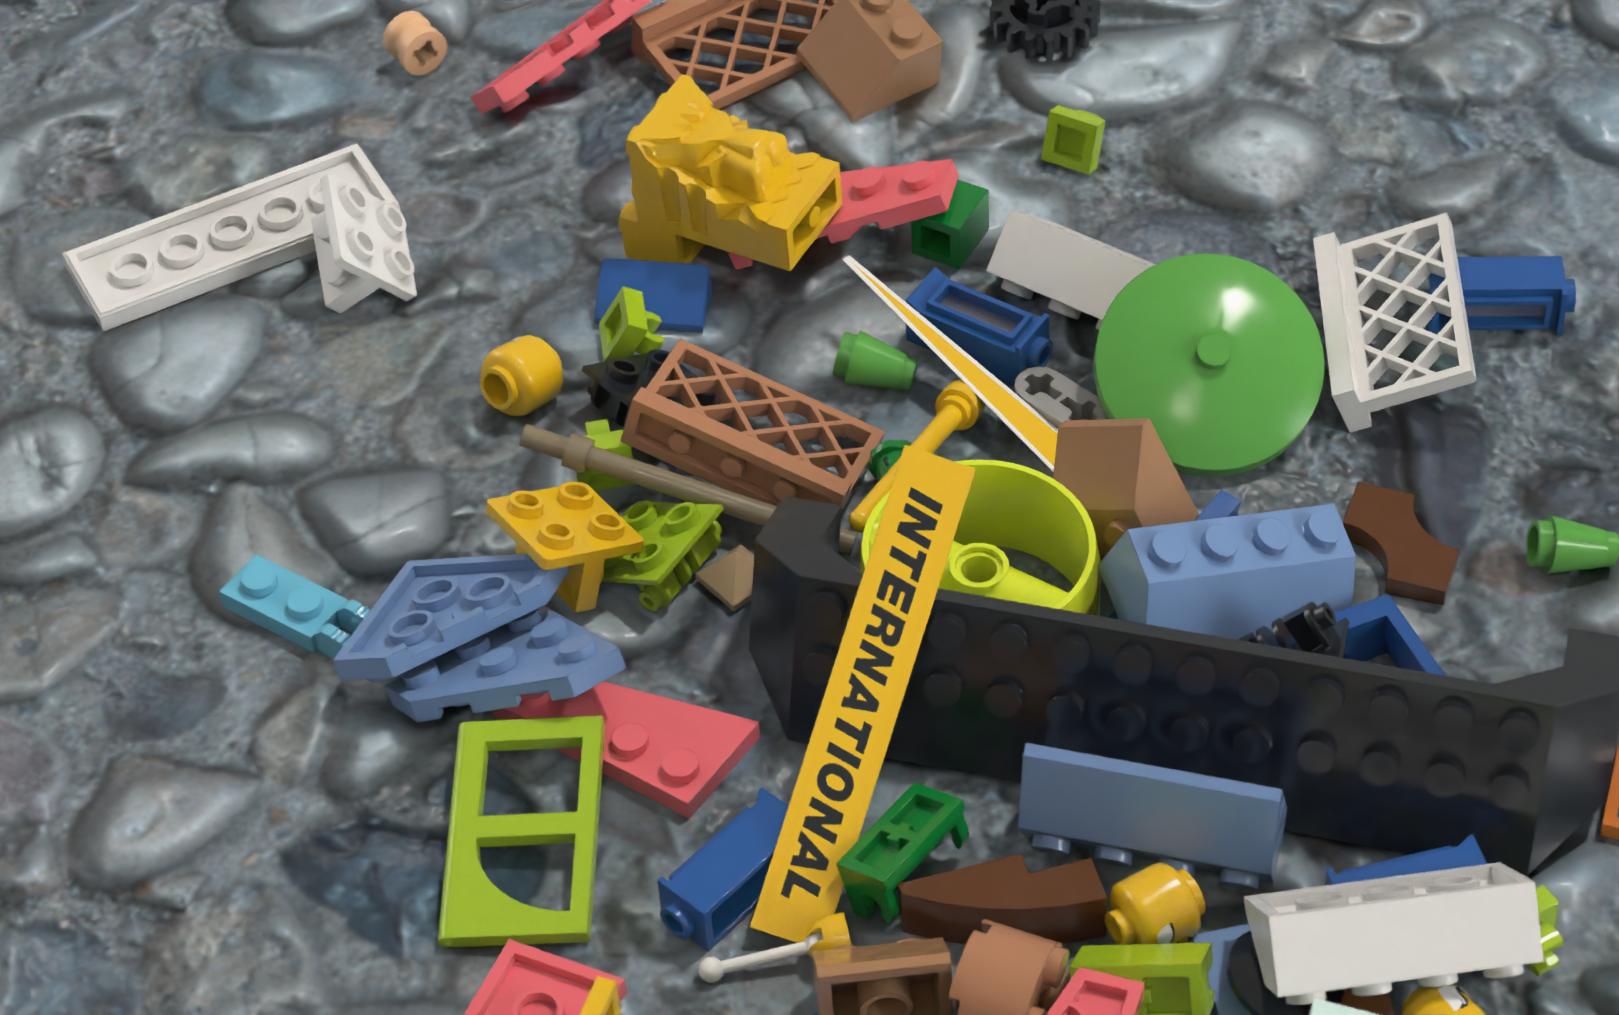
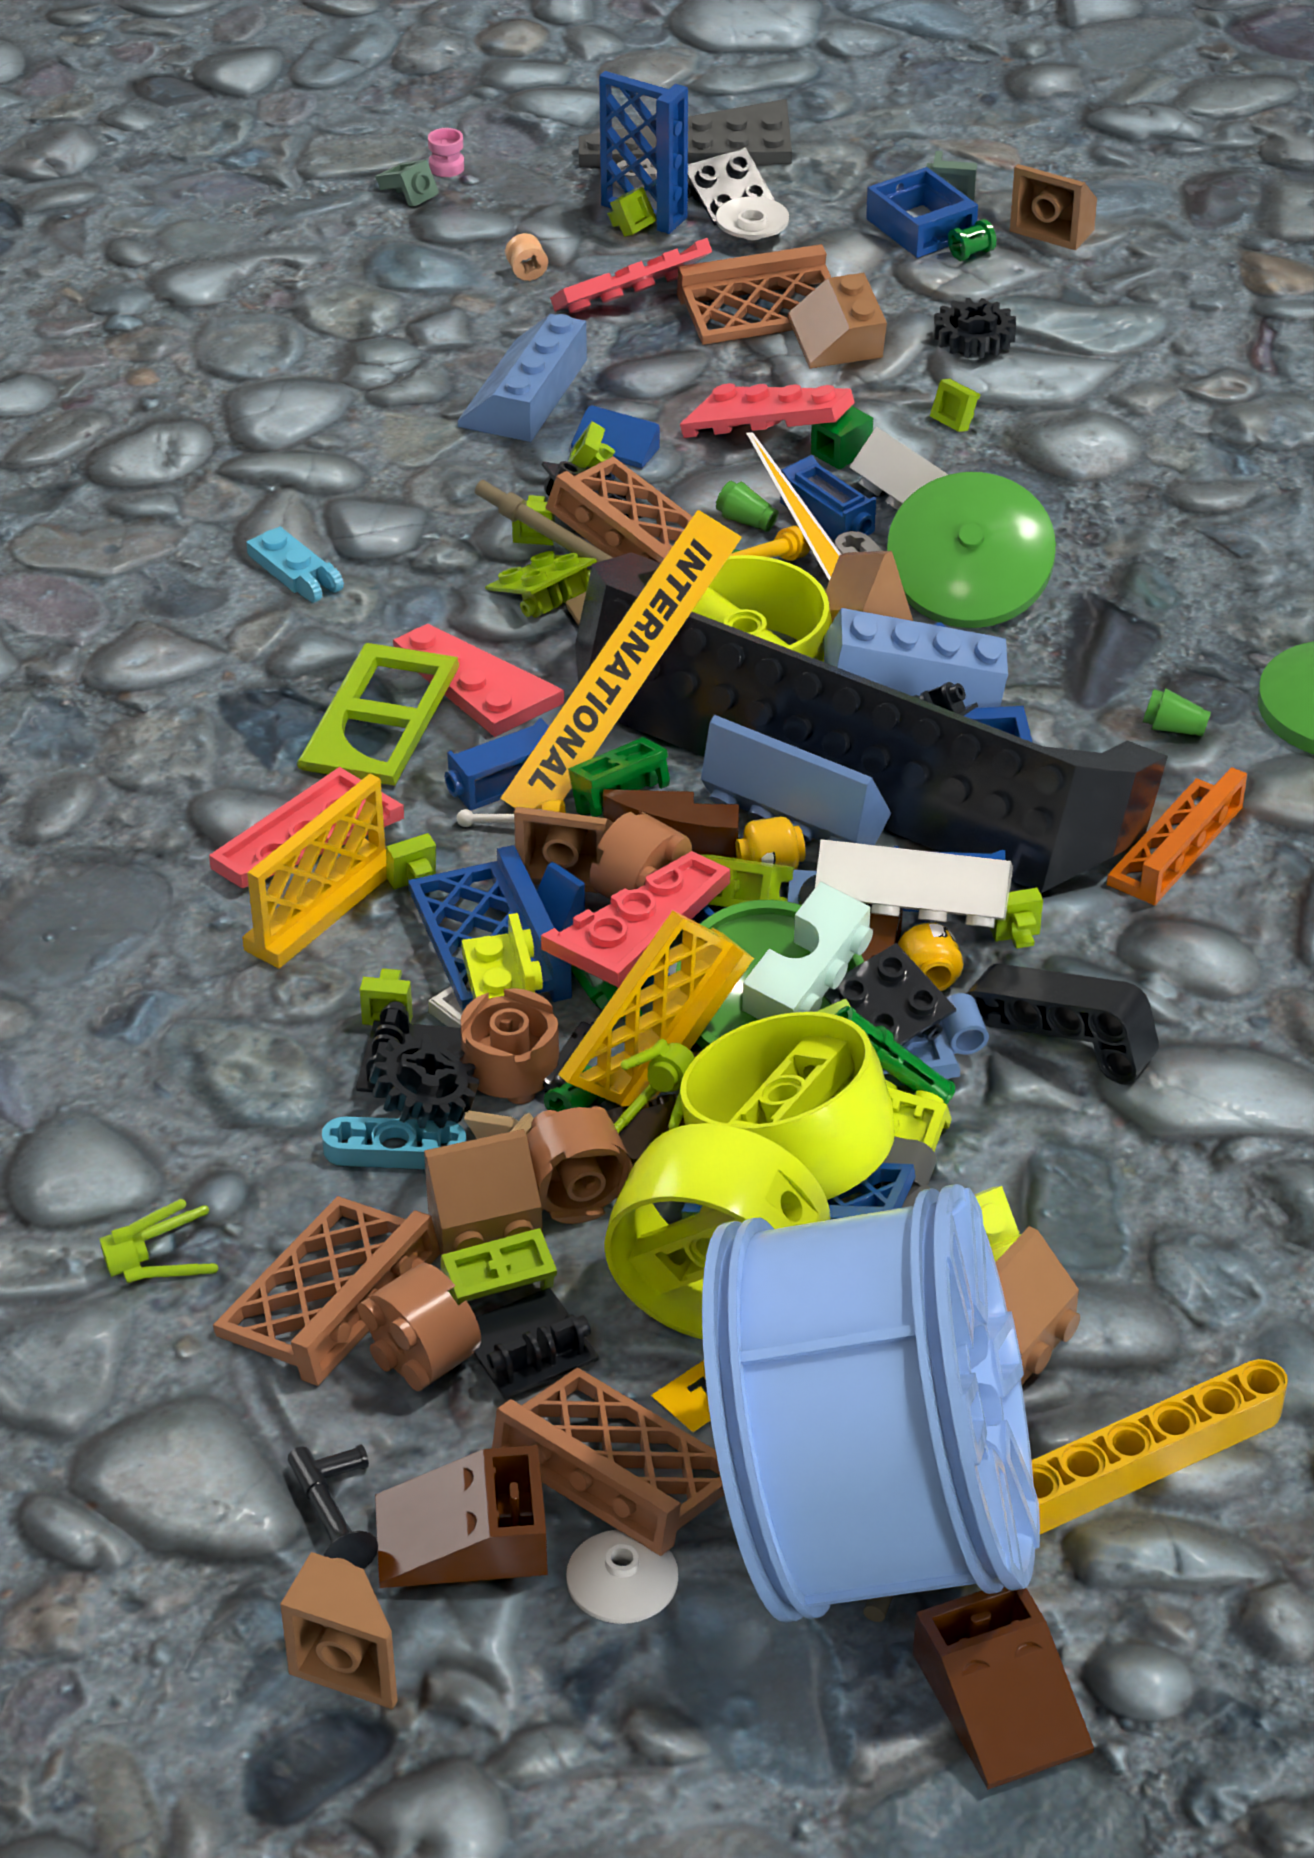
camera: 15 degrees right, 5 degrees down
(212, 240) = (351, 346): white tile -> none
(360, 246) = (430, 363): white bracket -> none
(441, 607) = (385, 578): medium blue plate -> none
(494, 234) = (529, 379): none -> medium blue slope
(521, 375) = (503, 462): yellow head -> none
(521, 657) = (433, 615): medium blue plate -> none
(565, 529) = (481, 553): yellow bracket -> none
(721, 186) = (682, 369): yellow brick -> none
(1349, 336) = (1090, 548): white fence -> none
(1411, 558) = (1055, 680): reddish brown tile -> none
(1510, 293) = (1205, 557): blue window -> none

